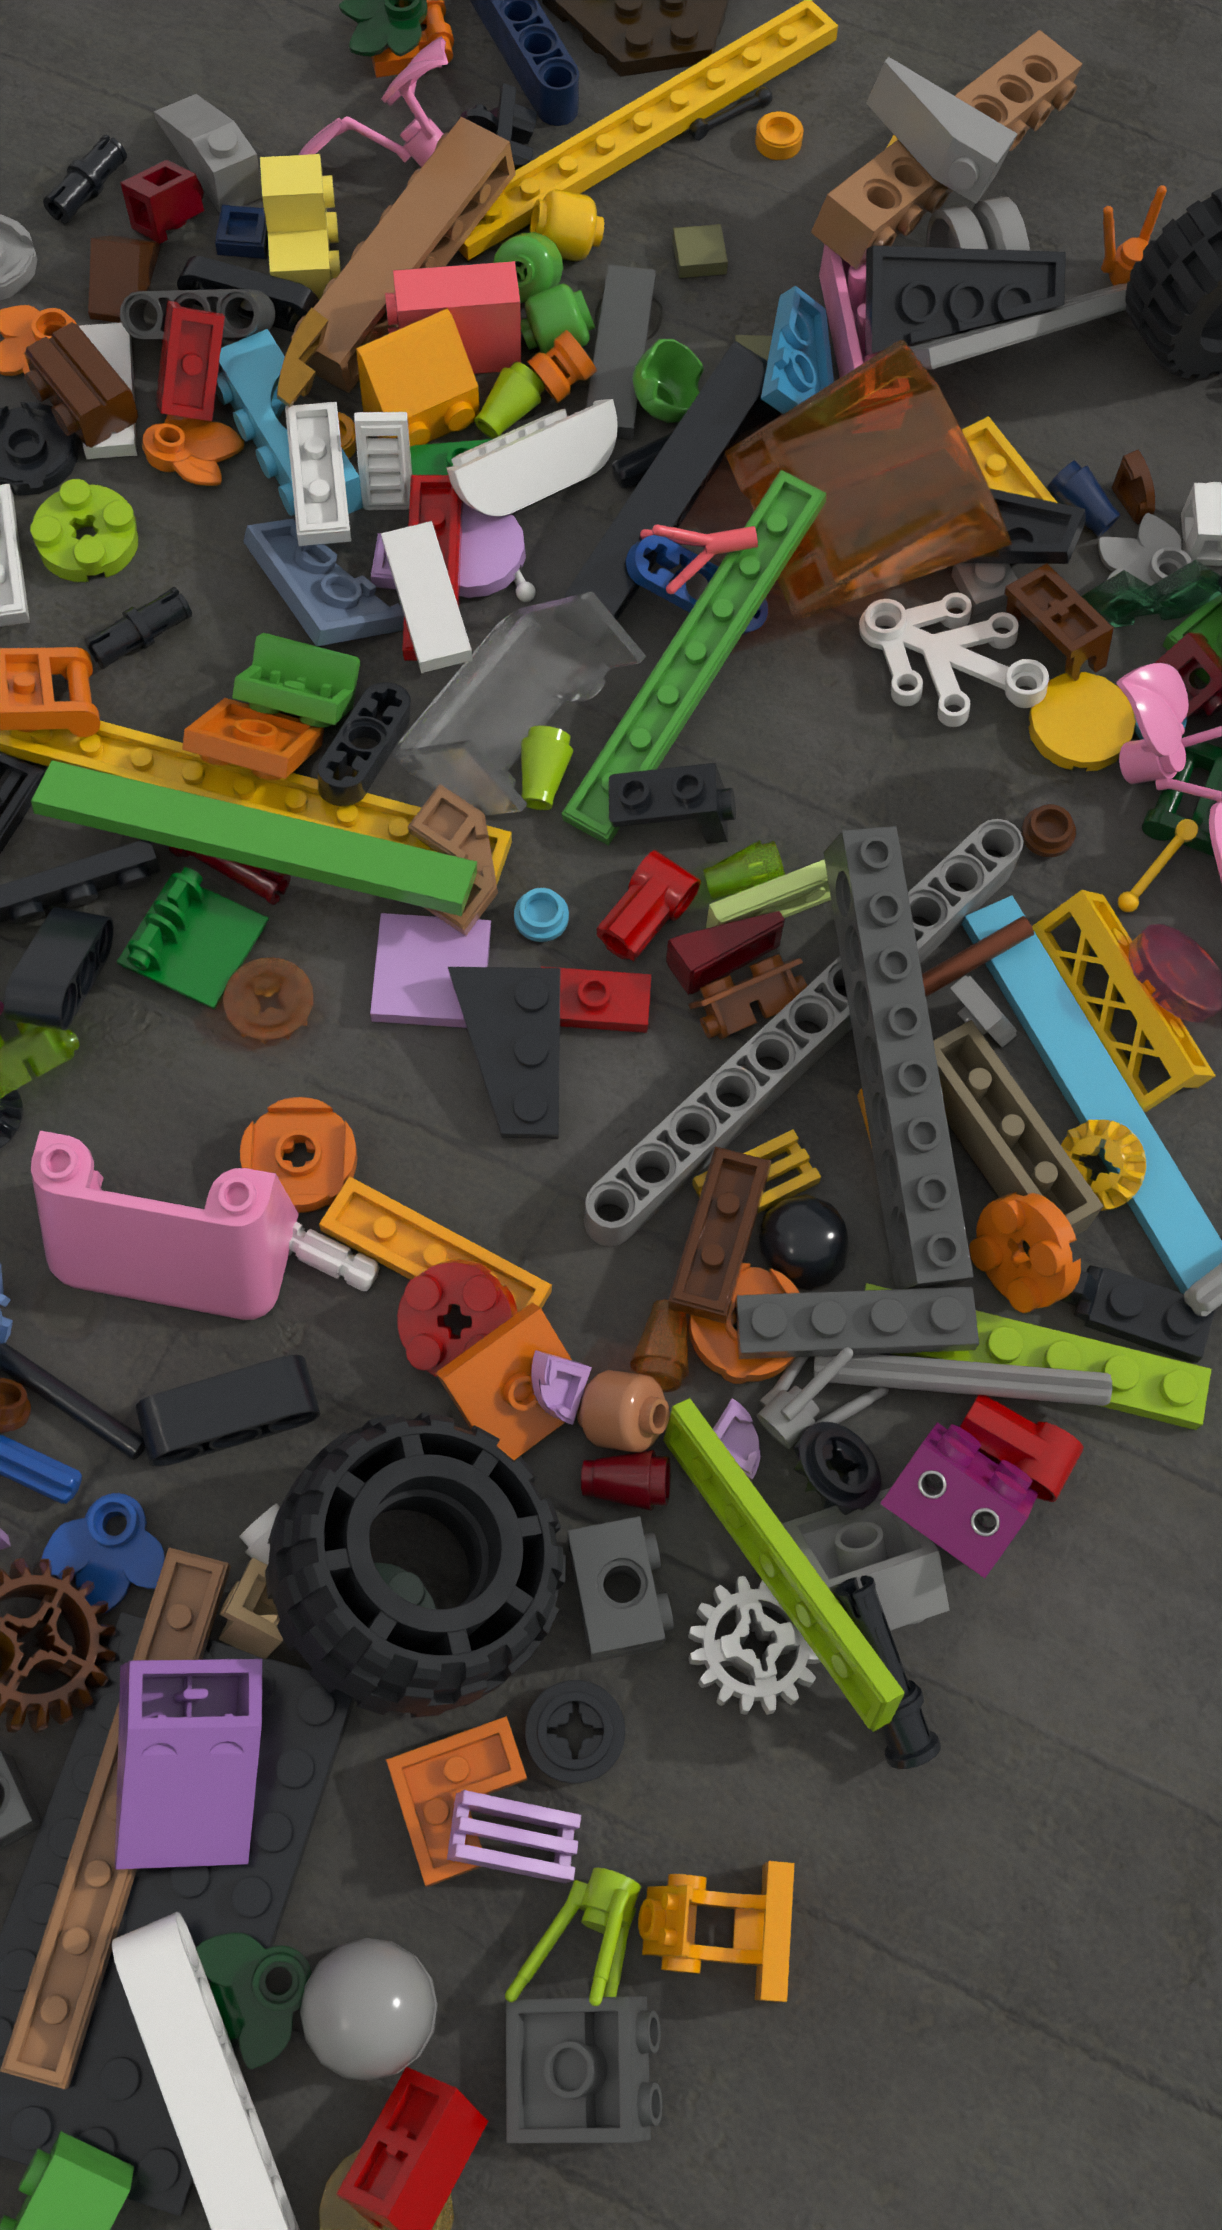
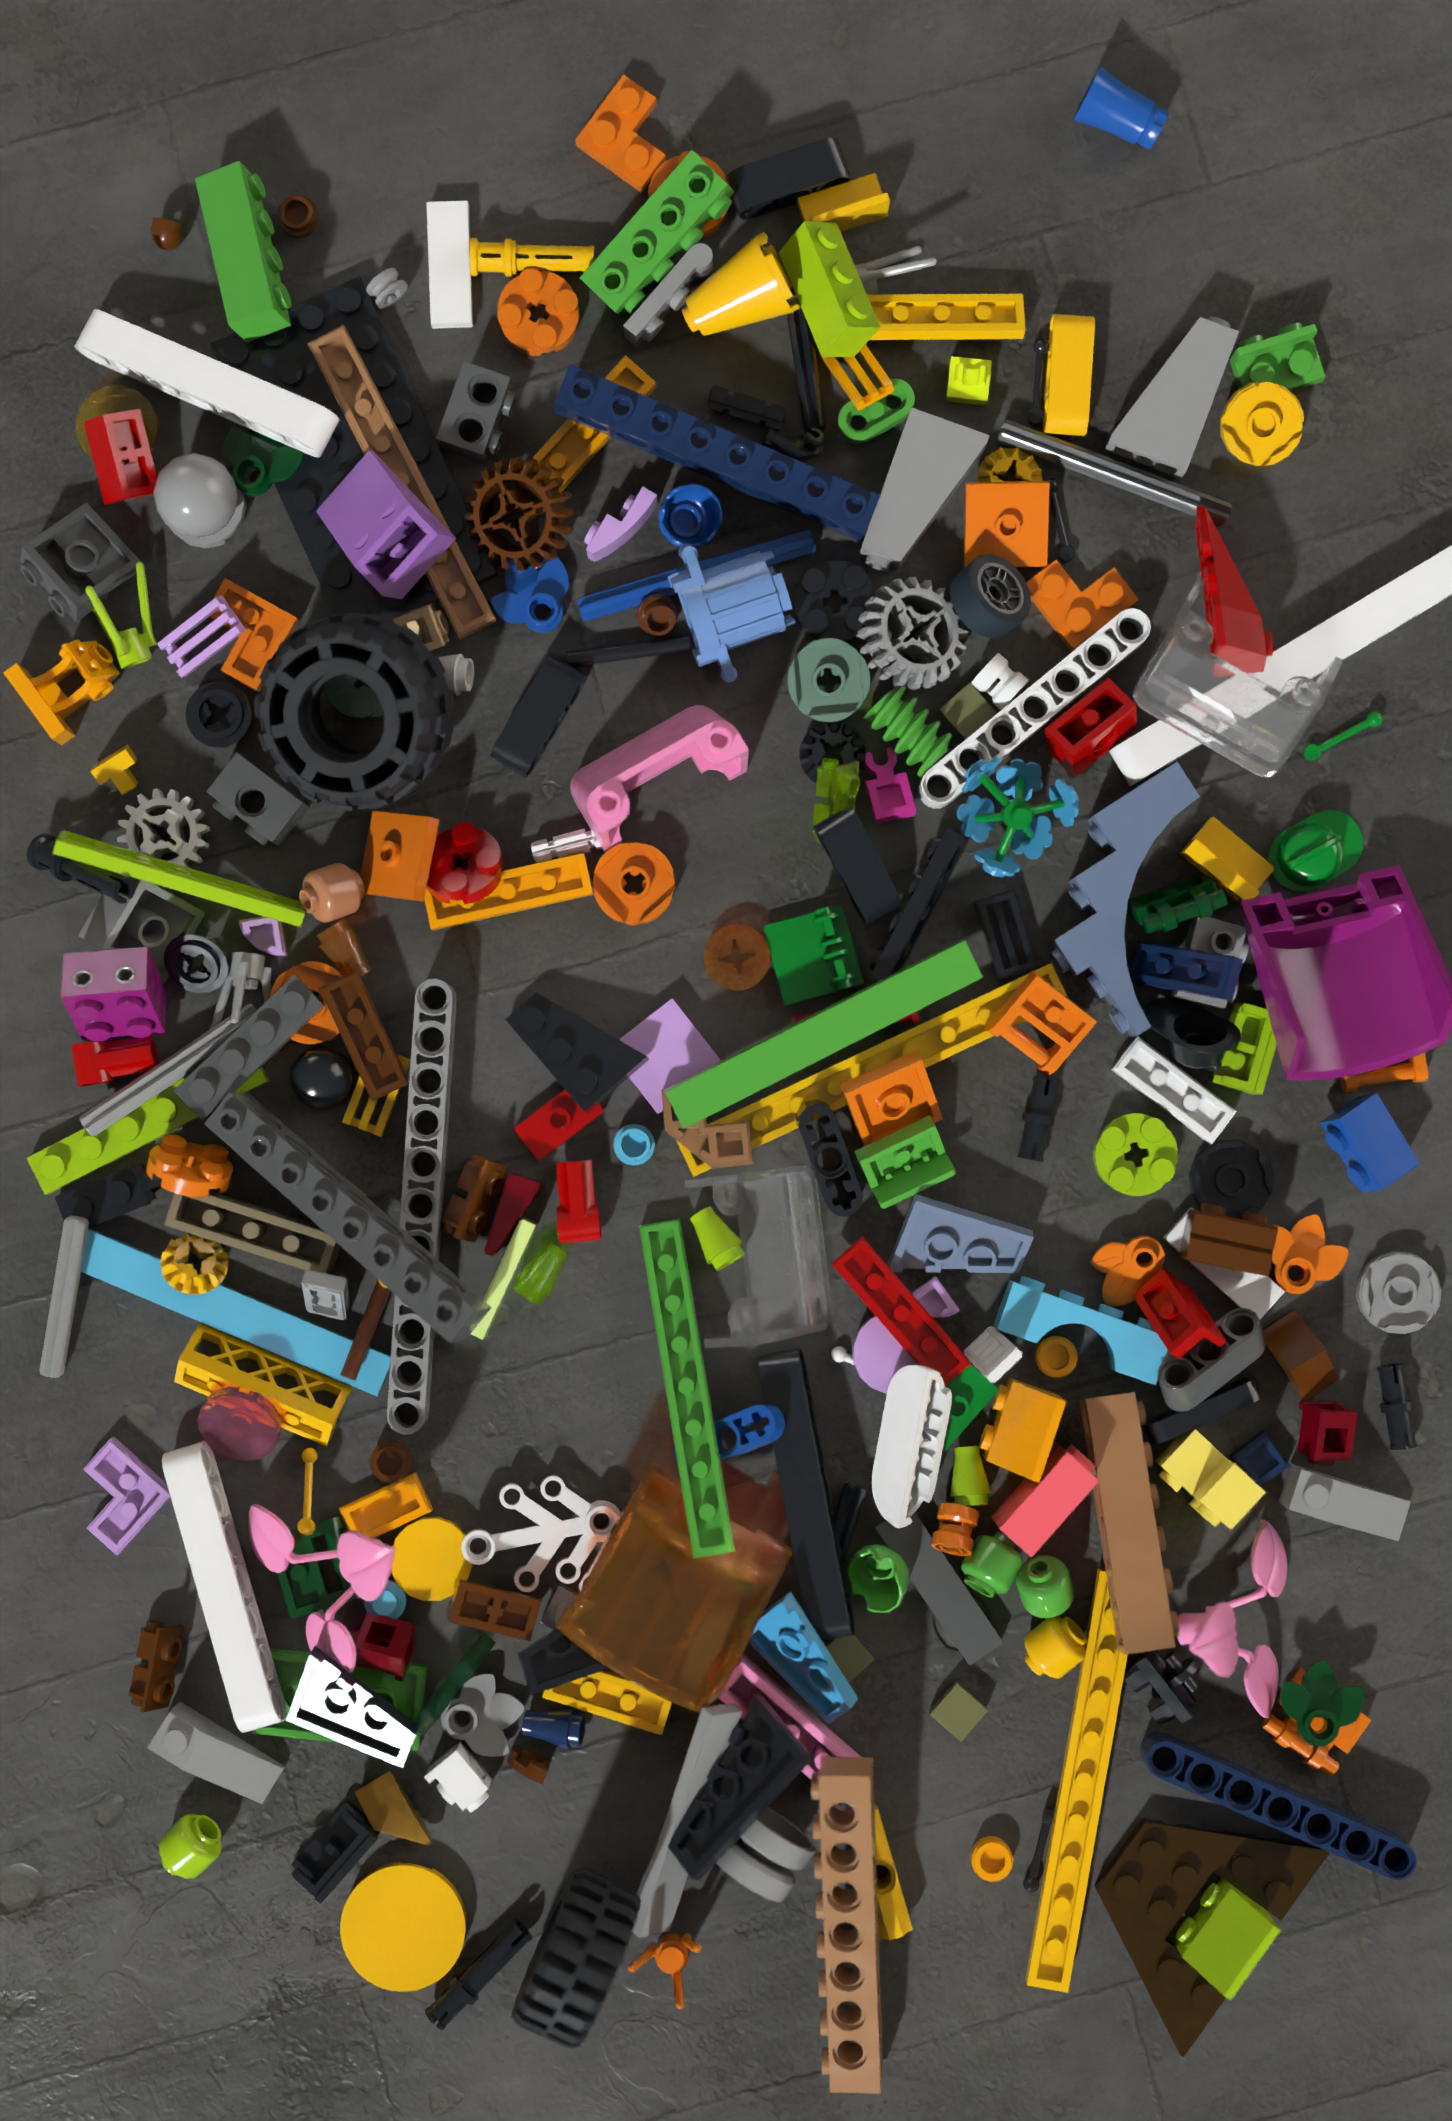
camera: 140 degrees right, 20 degrees up
(296, 376) = (1093, 1353): pearl gold slope -> none
(317, 474) = (1020, 1305): white tile -> none
(426, 597) = (877, 1280): white tile -> none
(558, 1384) = (373, 874): lavender tile -> none
(629, 1479) = (298, 861): dark red cone -> none
(673, 796) = (619, 1277): black bracket -> none
(713, 544) = (733, 1458): coral plant -> none
(746, 1772) = (117, 769): none -> yellow tile
(940, 130) = (837, 1900): light grey slope -> none
(1092, 797) = (387, 1507): none -> light orange tile

